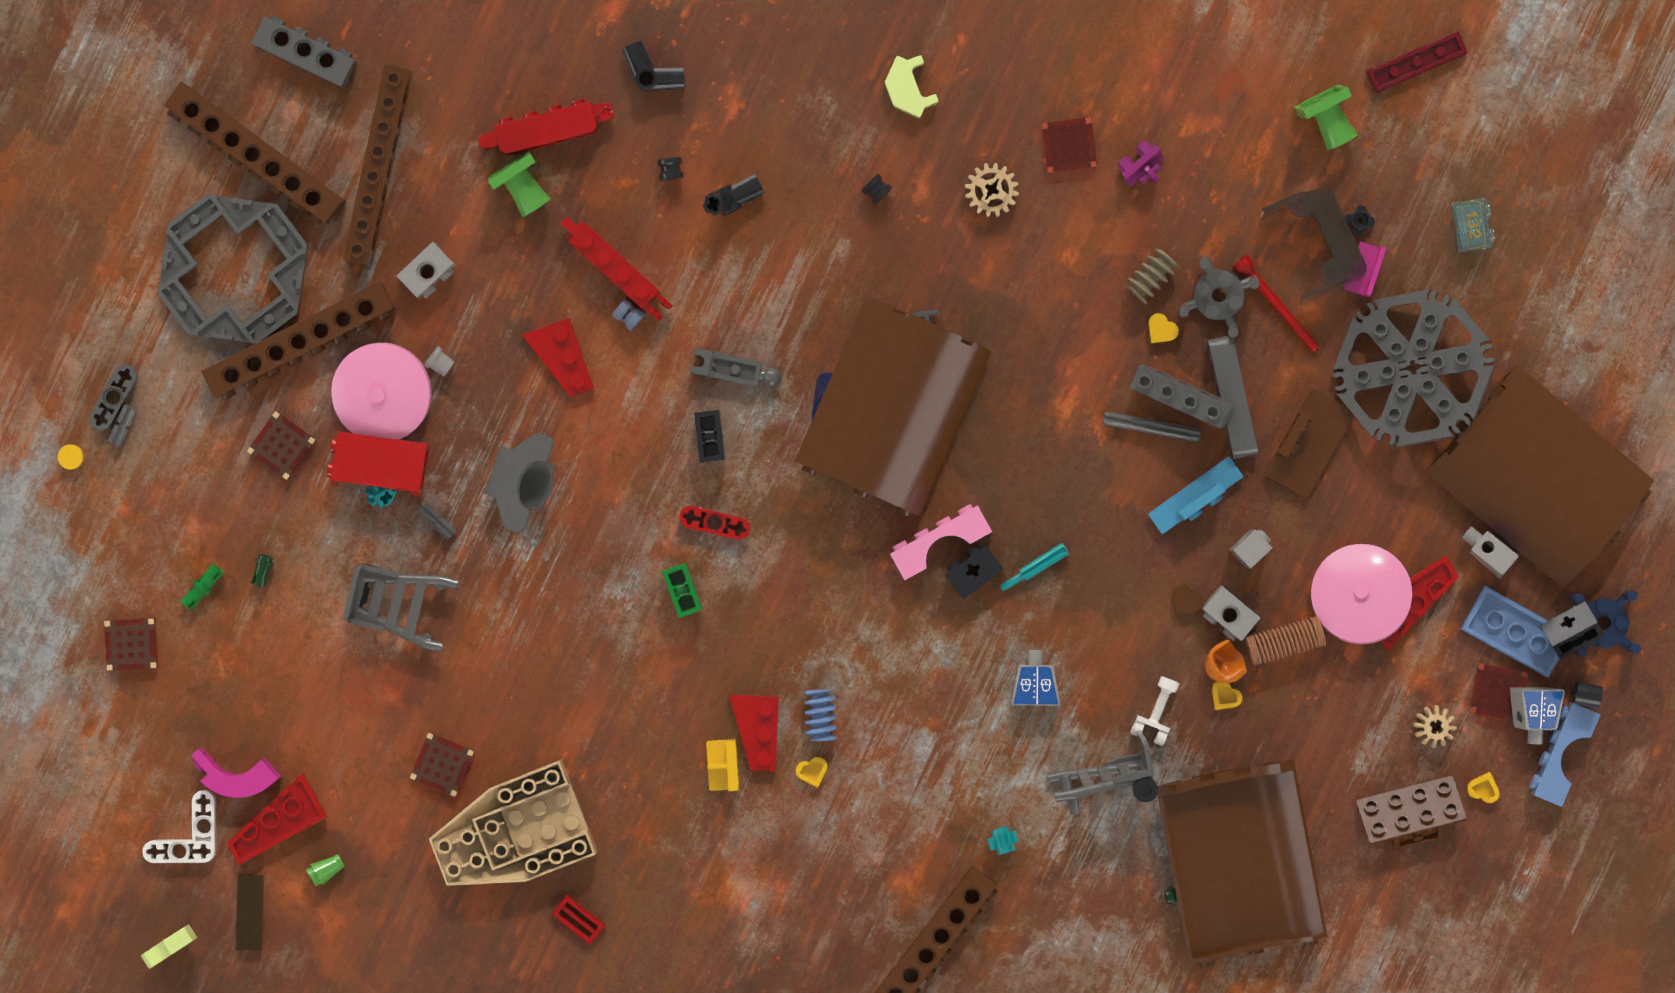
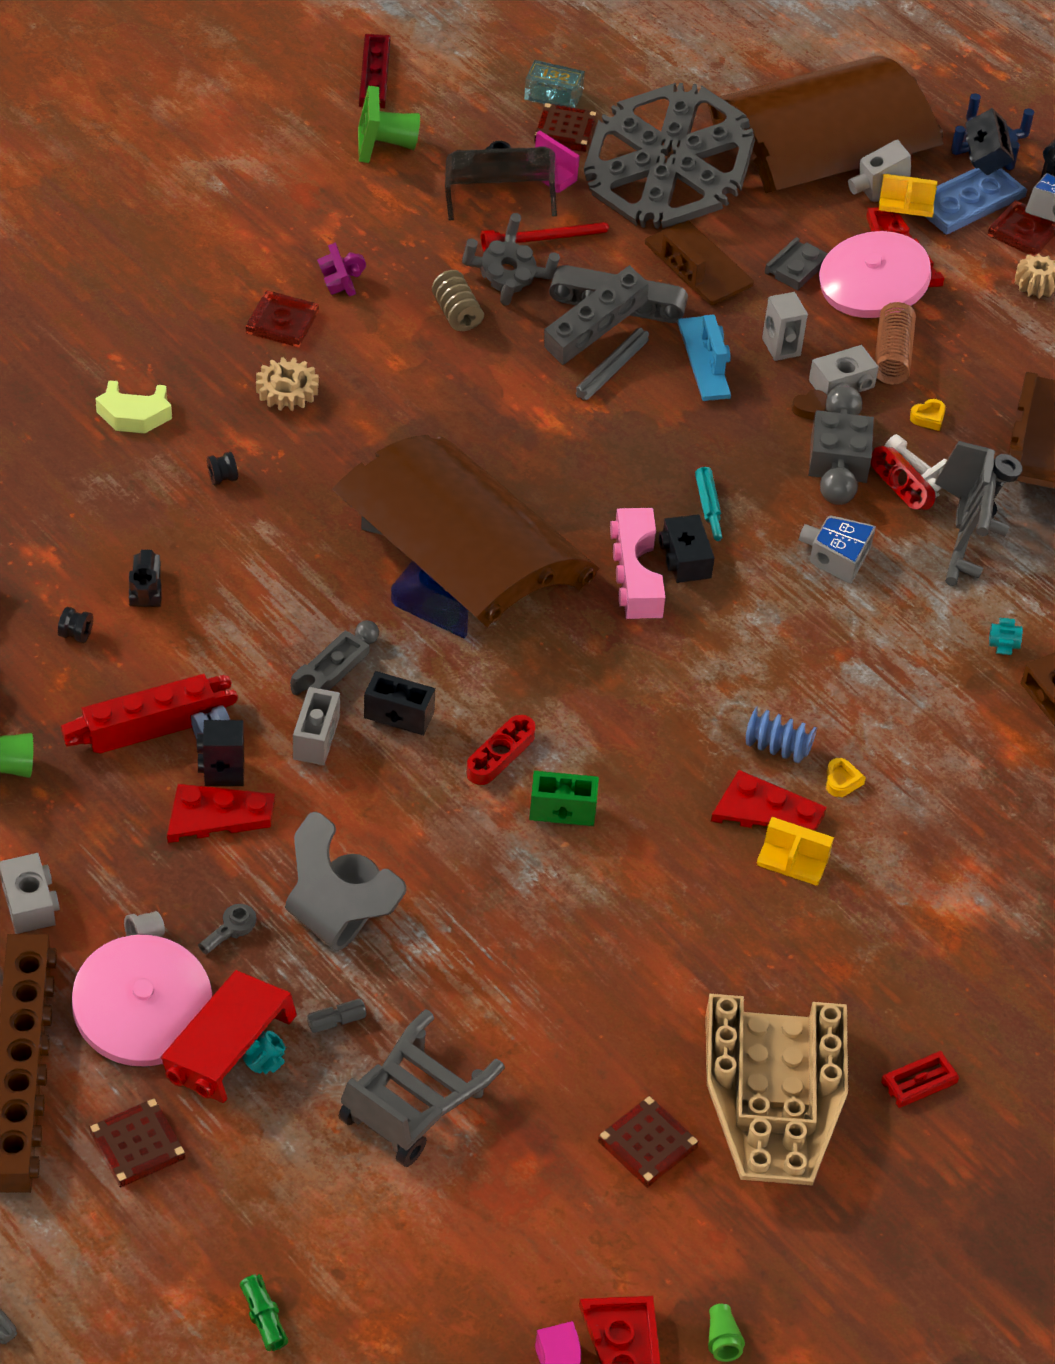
camera: 75 degrees left, 40 degrees down
(262, 570) = (283, 1231): dark green pin -> none
(478, 418) = (237, 921): none -> dark grey plate
(598, 339) = (222, 752): none -> black brick
(659, 389) = (316, 726): none -> light grey brick
(1142, 690) = (914, 479): none -> red beam
(1143, 643) = (841, 445): none -> dark grey brick
(1161, 330) = (516, 321): yellow tile -> none
(1225, 663) = (896, 396): orange hair -> none
(1352, 522) = (796, 263): none -> dark grey plate
(1426, 258) = (567, 125): none -> tile
(1467, 586) = (907, 195): none -> yellow panel

